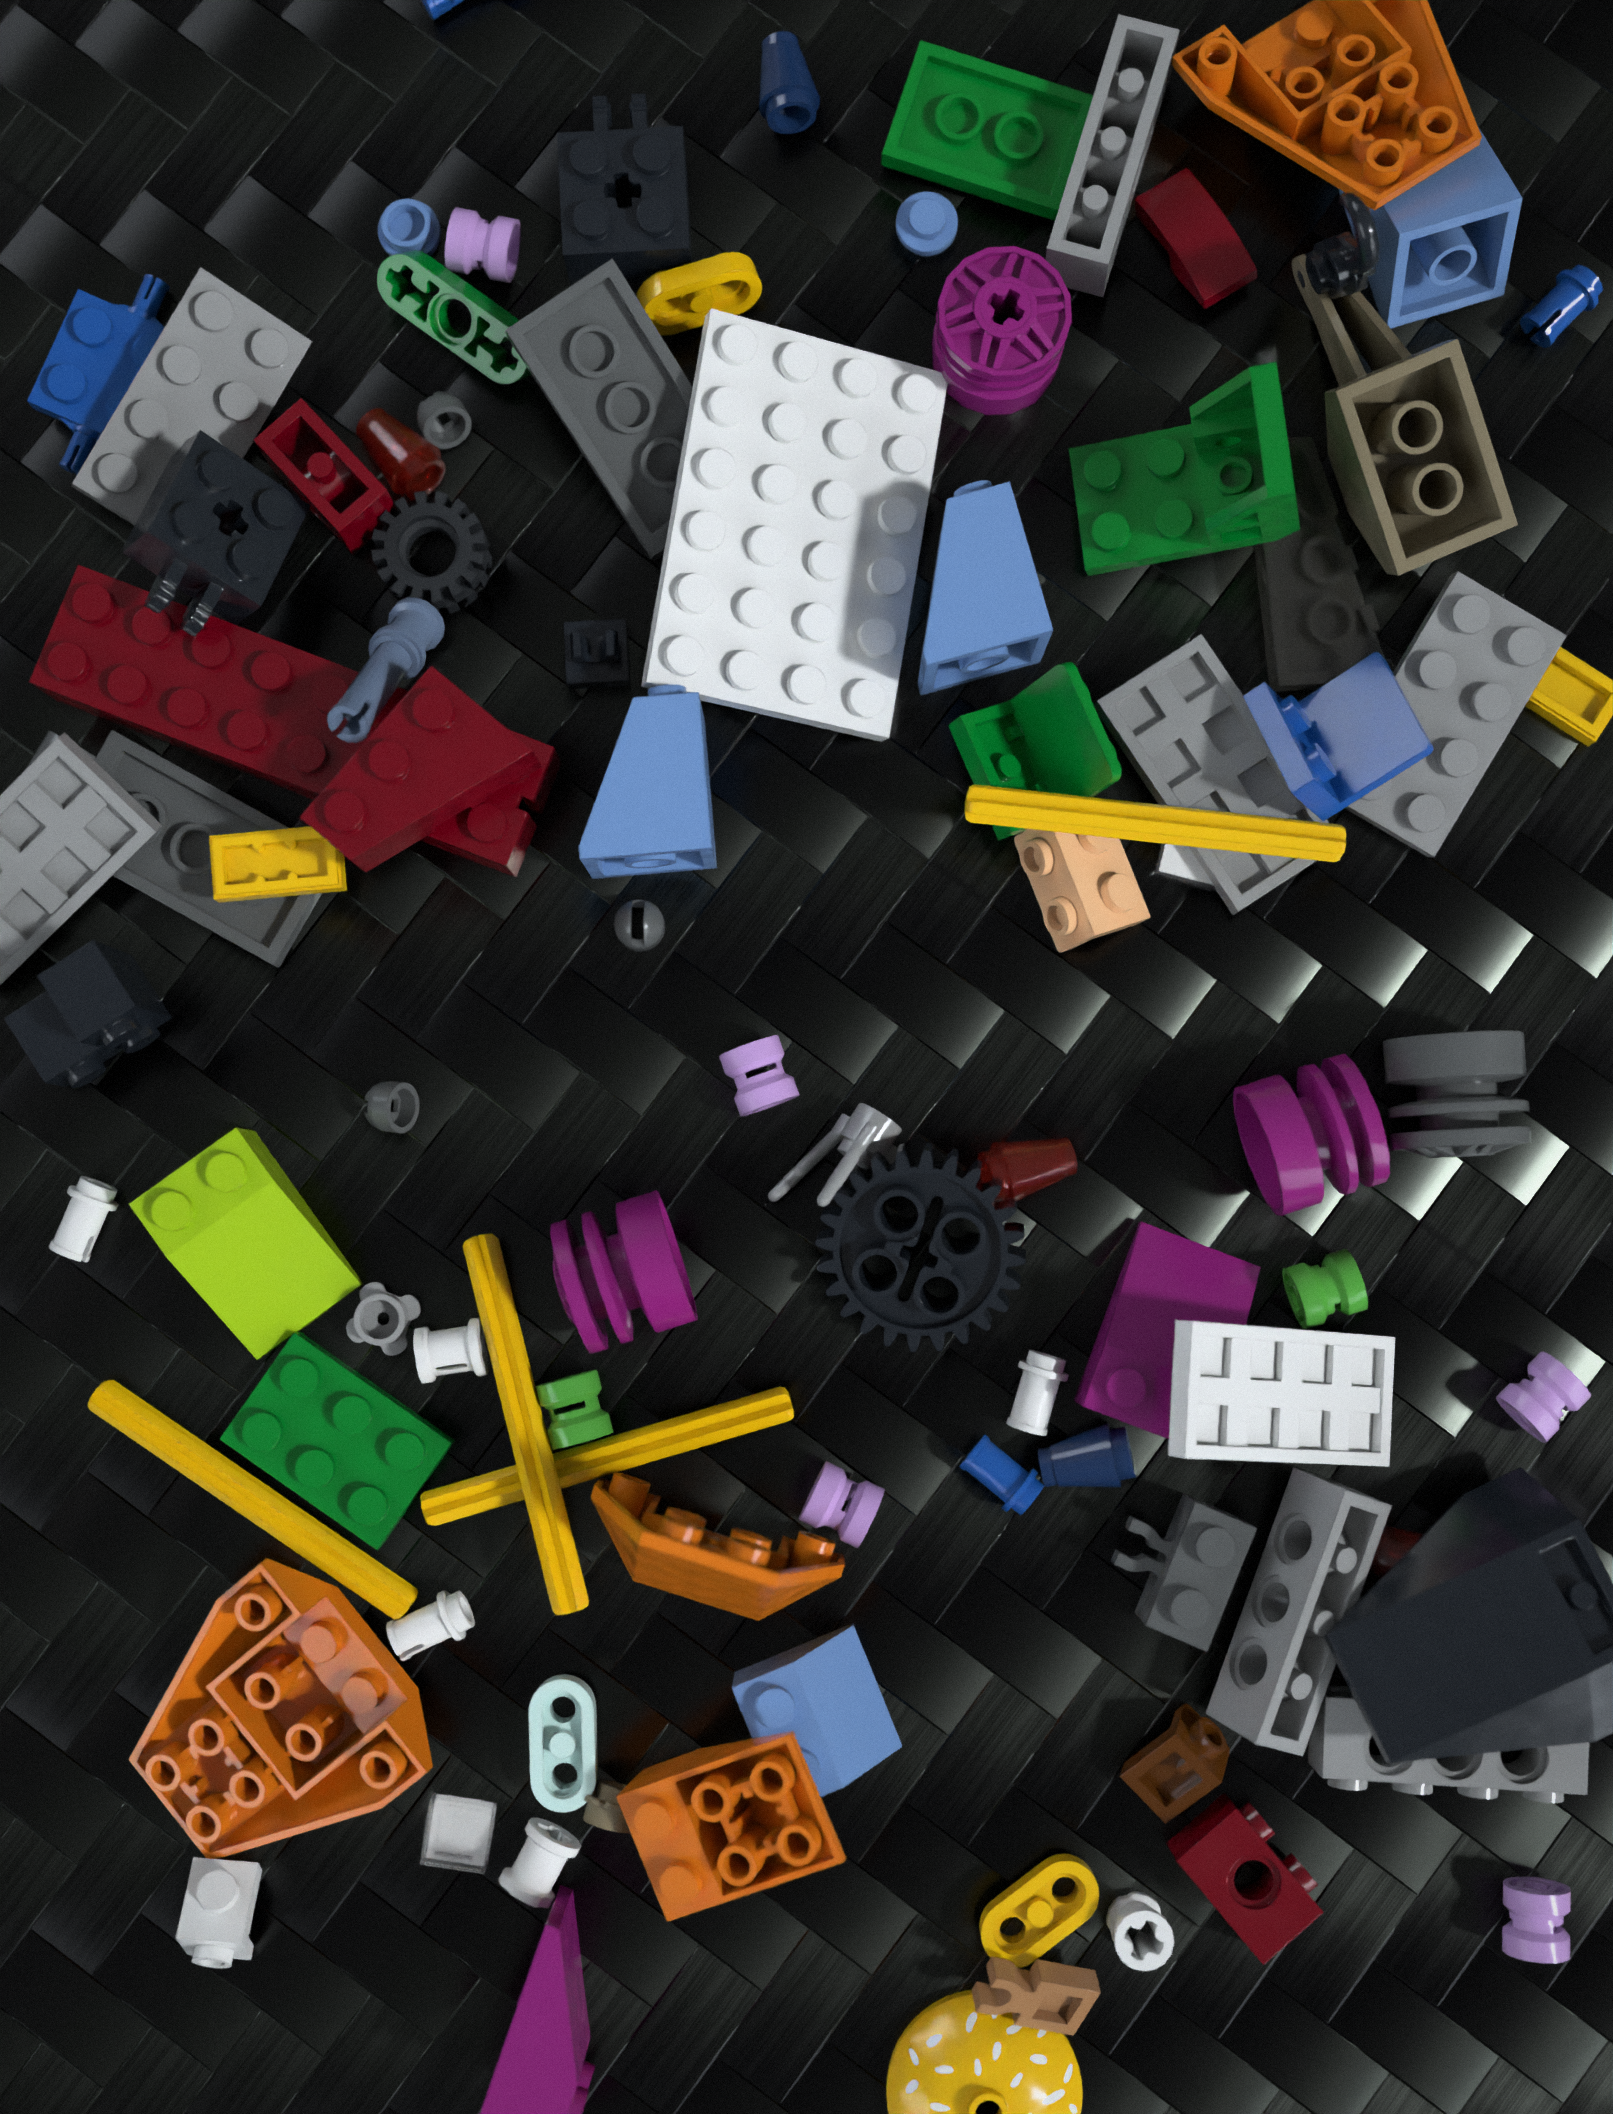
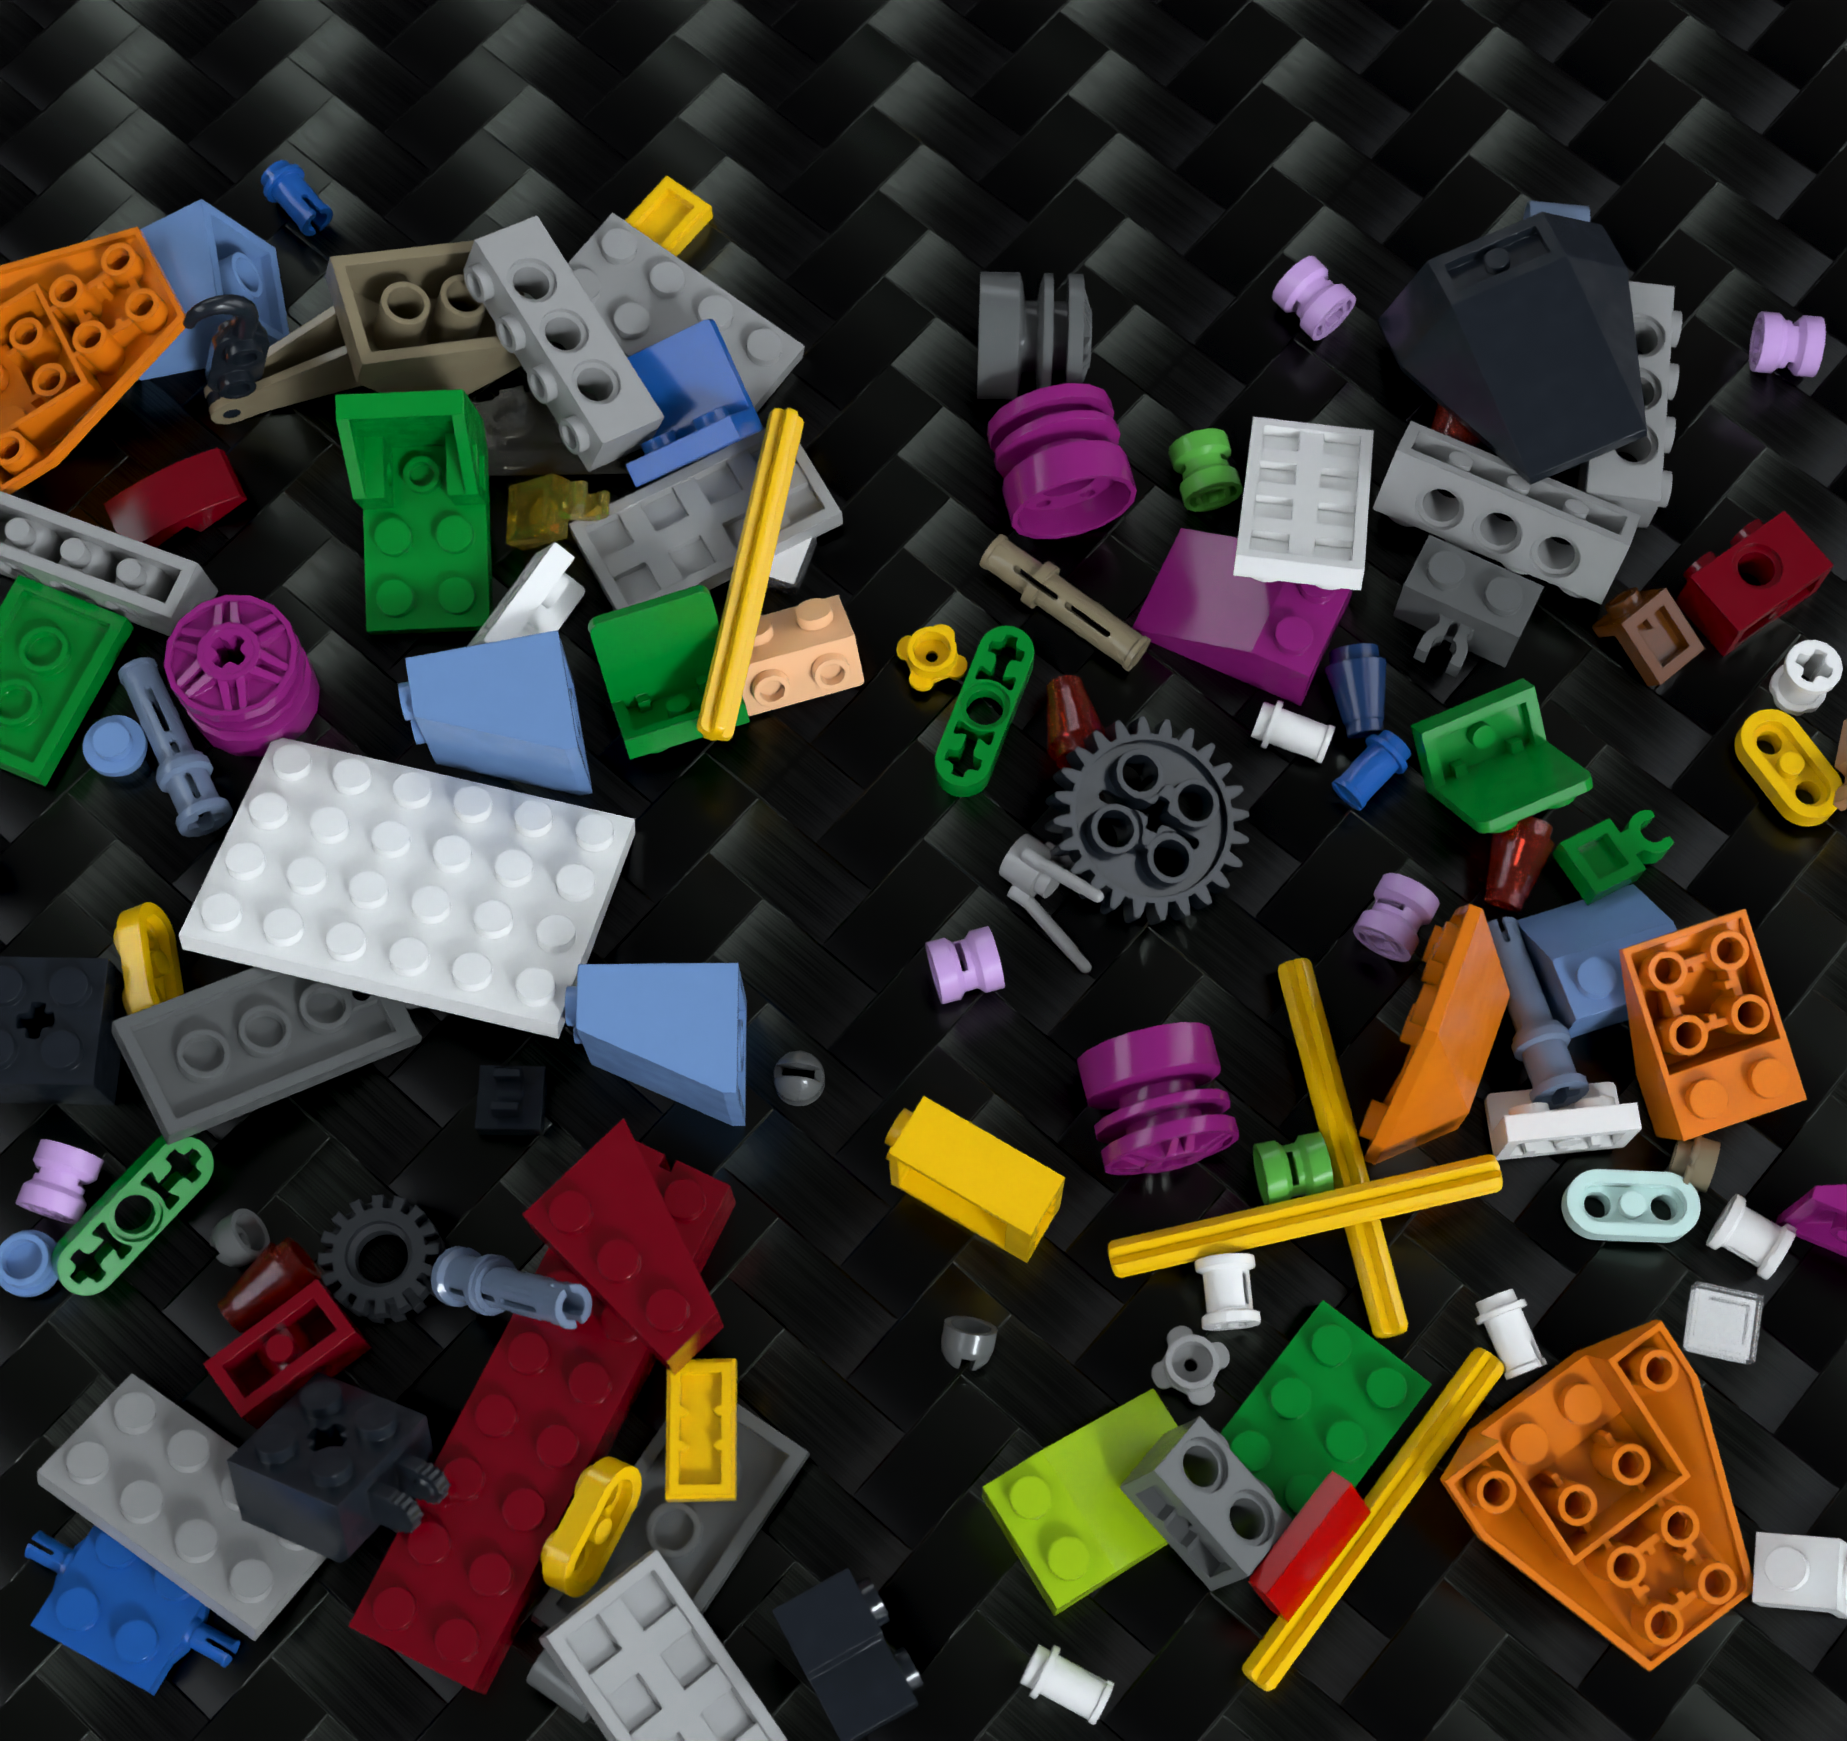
camera: 85 degrees left, 15 degrees down
(181, 772) = (591, 1526): none -> yellow plate
(206, 1436) = (1309, 1546): none -> red tile
(228, 1333) = (1198, 1510): none -> dark grey brick
(531, 1097) = (973, 1177): none -> yellow window
(642, 1671) = (1533, 1130): none -> white bracket
(719, 1650) = (1538, 1038): none -> sand blue pin
(899, 285) = (180, 766): none -> sand blue pin
(914, 1625) = (1516, 862): none -> clear red cone
(923, 1720) = (1607, 860): none -> green plate
(1010, 1607) = (1494, 760): none -> green bracket
(1077, 1104) = (984, 666): none -> green beam
(1096, 1001) = (937, 640): none -> yellow plate
(1097, 605) = (536, 601): none -> white bracket
(1175, 1129) = (1006, 562): none -> dark tan pin
(1218, 607) = (543, 507): none -> clear yellow plate
(1482, 547) = (561, 312): none -> light grey brick

